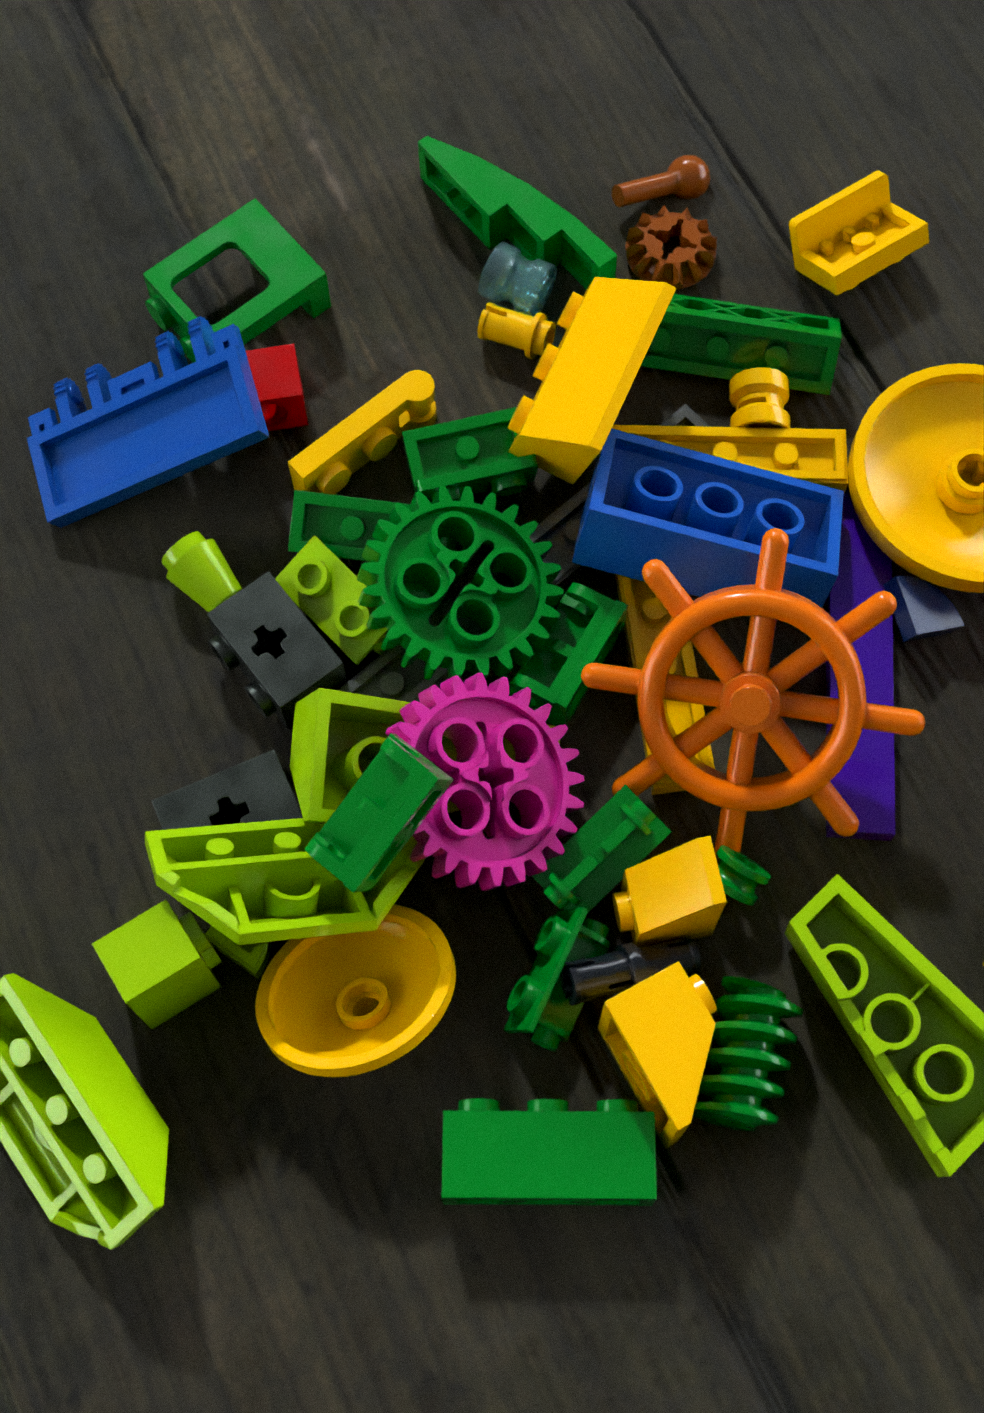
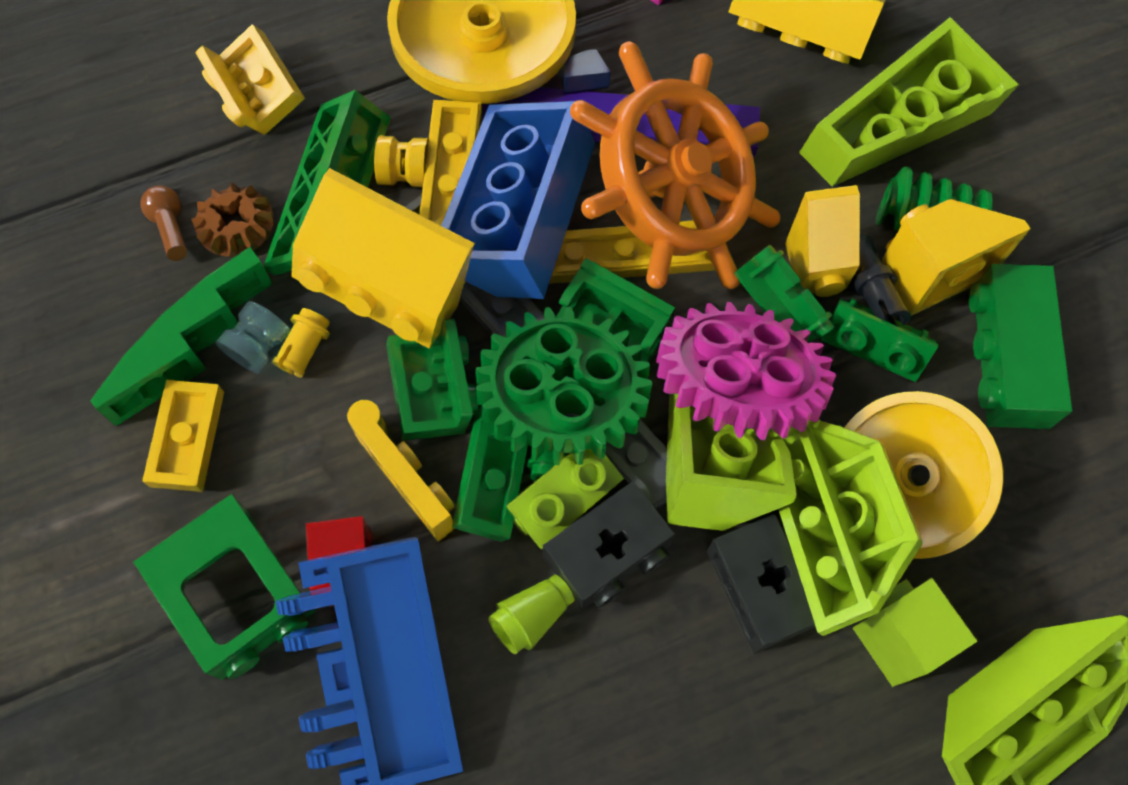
camera: 90 degrees left, 0 degrees up
(379, 815) = (809, 424): green hinge -> none
(402, 233) = (183, 436): none -> yellow plate
(740, 875) = (790, 203): green bush -> none

